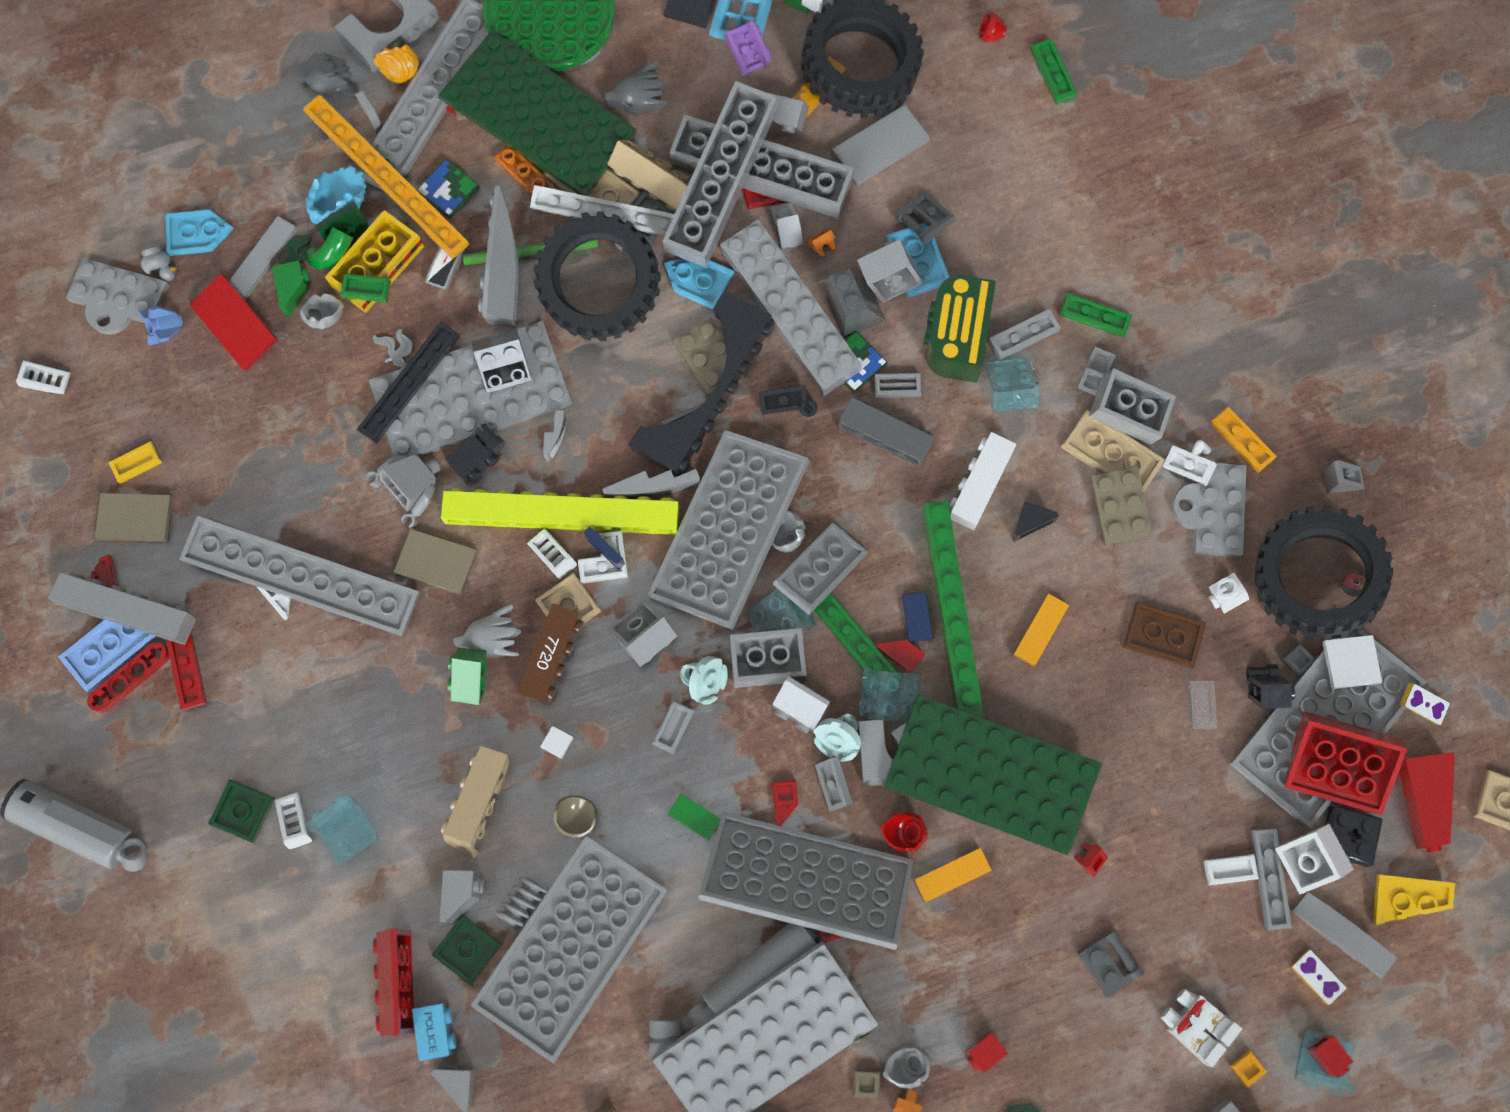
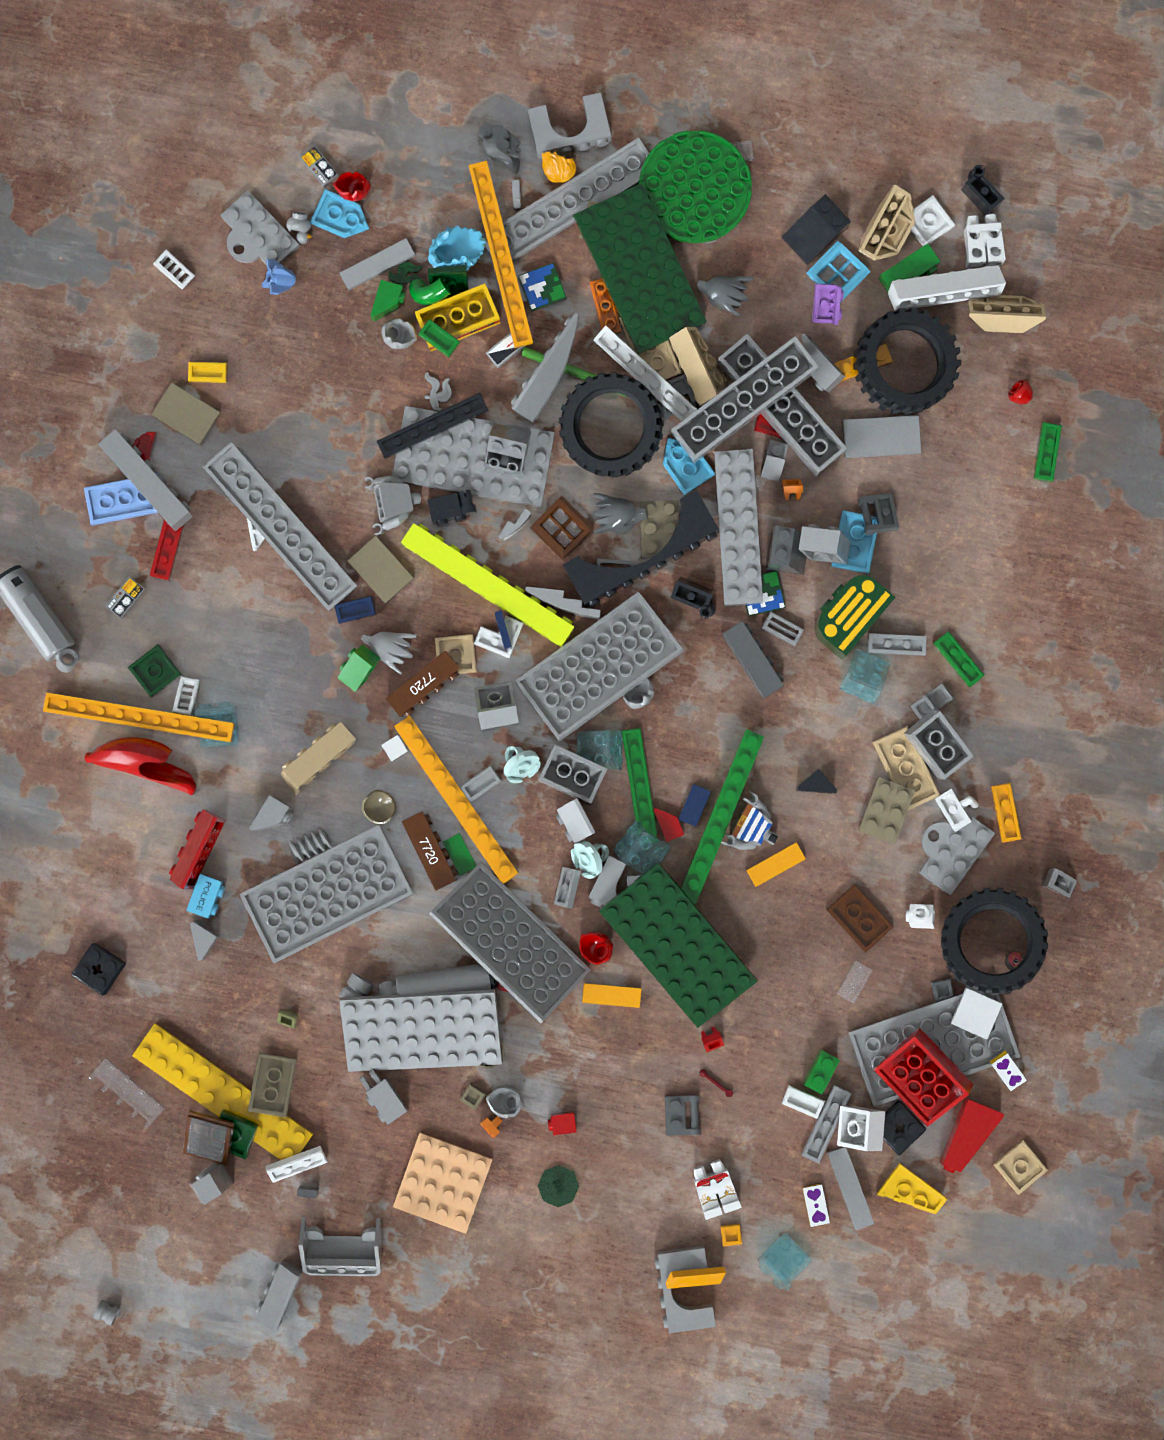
camera: 25 degrees right, 10 degrees up
(130, 679) = (125, 533): red beam -> none
(147, 196) = (319, 166): none -> tile
(166, 749) = (125, 597): none -> tile
(192, 195) = (352, 186): none -> red hair
(233, 322) = (331, 304): red tile -> none
(248, 872) = (139, 717): none -> light orange plate
(274, 917) = (143, 759): none -> red piece
(431, 619) = (355, 609): none -> dark blue tile
(467, 950) = (256, 854): dark green tile -> none
(562, 564) = (469, 626): white slope -> none
(606, 411) = (561, 527): none -> reddish brown piece
(654, 363) = (616, 513): none -> dark grey piece
(657, 760) = (456, 799): none -> light orange plate
(658, 831) = (429, 850): none -> reddish brown brick
(784, 799) = (528, 878): red tile -> none
(820, 568) = (646, 732): light grey tile -> none
(981, 481) = (799, 735): white brick -> none
(992, 602) = (752, 826): none -> torso
(1145, 908) = (703, 1073): none -> dark red hinge
(1230, 823) = (821, 1071): none -> green brick
(1269, 688) = (906, 997): black hinge -> none
(1330, 1056) = (788, 1259): red brick -> none

